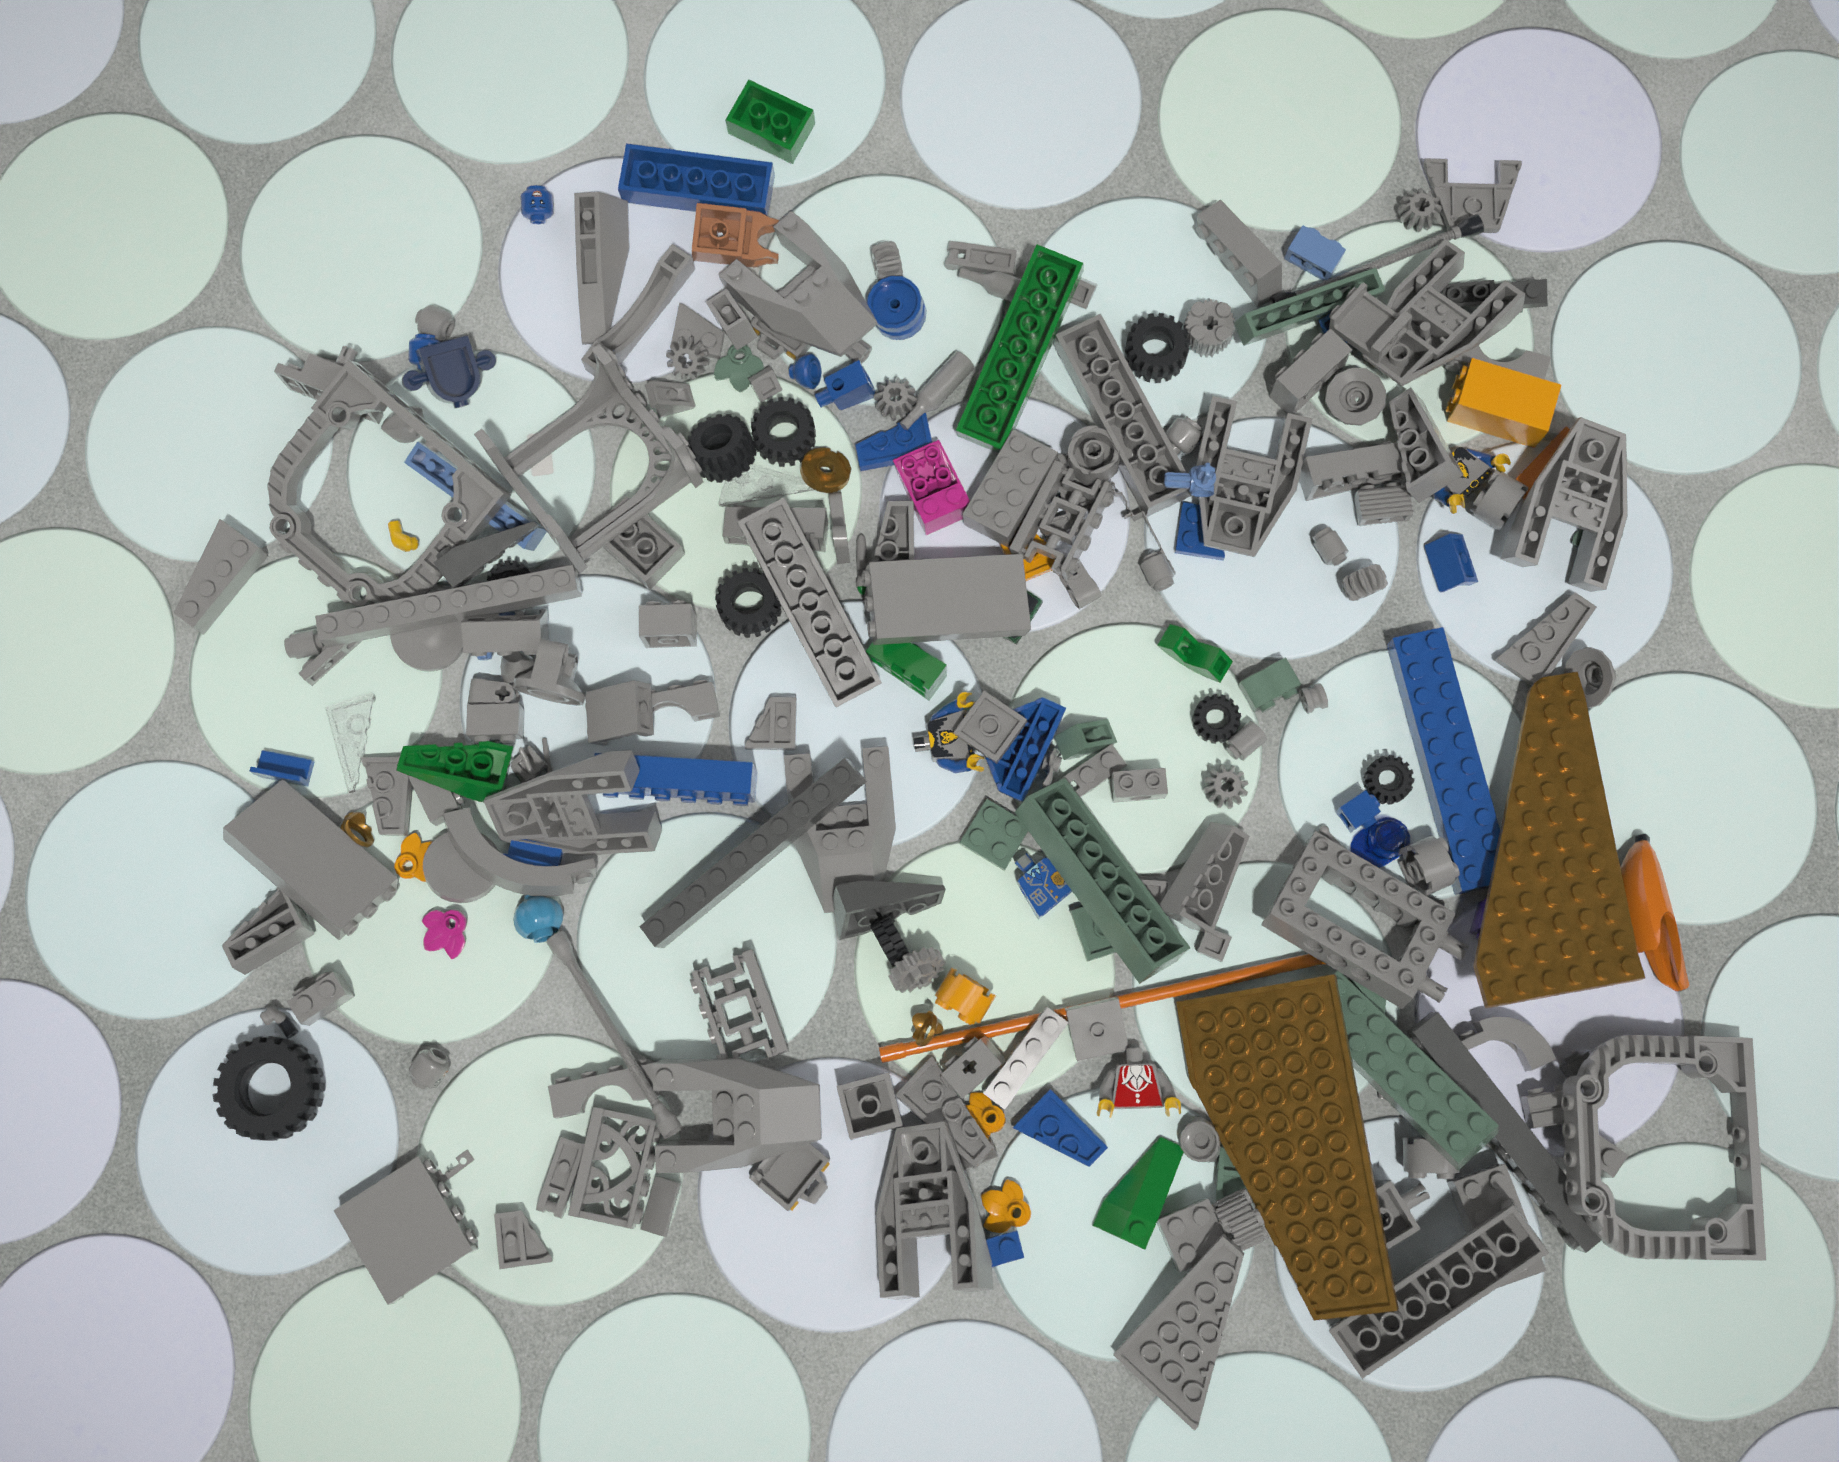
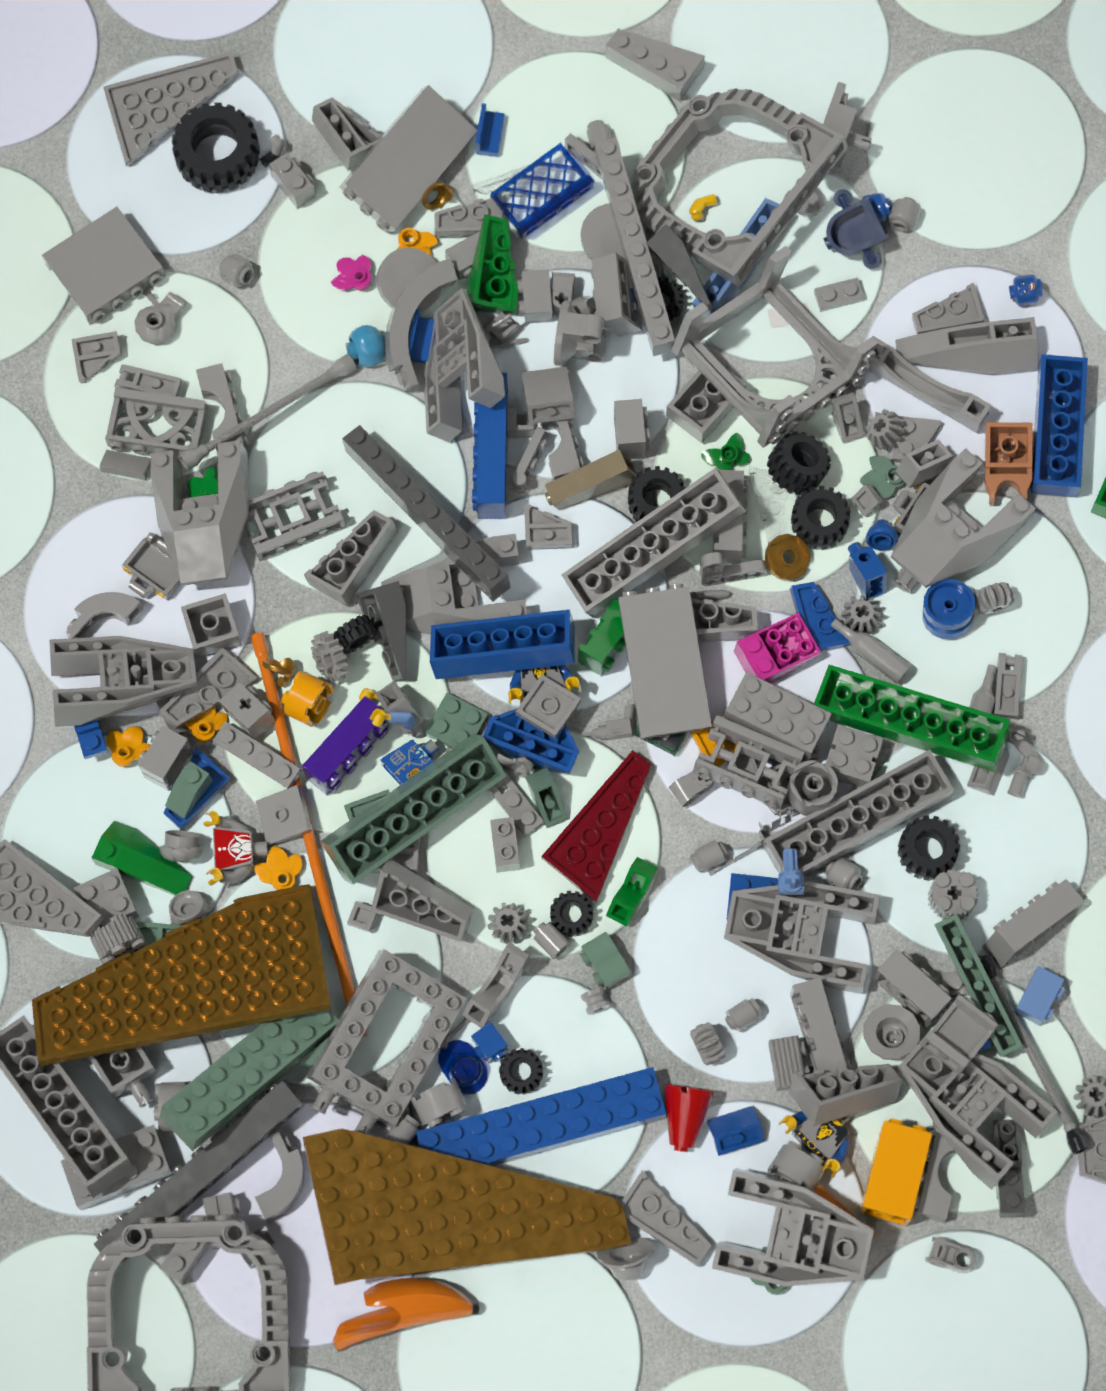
camera: 85 degrees right, 5 degrees down
(198, 1158) = (153, 104): none -> light grey wing
(379, 693) = (557, 202): none -> clear blue fence
(475, 1160) = (157, 322): none -> light grey animal
(522, 399) = (838, 294): none -> light grey plate
(556, 282) = (954, 311): none -> light grey wing
(649, 745) = (518, 425): none -> light grey panel
(692, 740) = (529, 461): none -> light grey plate
(698, 1111) = (204, 486): none -> green animal
(702, 527) = (728, 455): none -> green animal
(724, 674) = (591, 480): none -> dark tan slope
(804, 945) = (353, 558): none -> light grey wedge
(837, 1235) = (100, 607): none -> light grey arch
(915, 774) = (502, 644): none -> blue brick
(978, 895) = (397, 709): none -> torso
(1009, 662) = (615, 728): none -> light grey piece
(1023, 954) = (344, 747): none -> dark purple brick
(1028, 1162) = (165, 757): none -> light grey piece
(1054, 414) = (853, 755): none -> light grey piece
(1068, 1136) = (188, 789): none -> sand green slope
(1069, 244) = (1029, 765): none -> light grey pin
(1129, 690) = (592, 838): none -> dark red wing
(1129, 1146) = (181, 846): none -> light grey piece
(1153, 1036) = (279, 865): none -> light orange plate
(1298, 801) = (497, 986): none -> light grey arch
(1299, 338) = (953, 984): none -> light grey plate
(1436, 608) = (685, 1114): none -> red cone
(1458, 905) = (404, 1130): none -> light grey brick
(1582, 362) = (948, 1256): none -> light grey piece

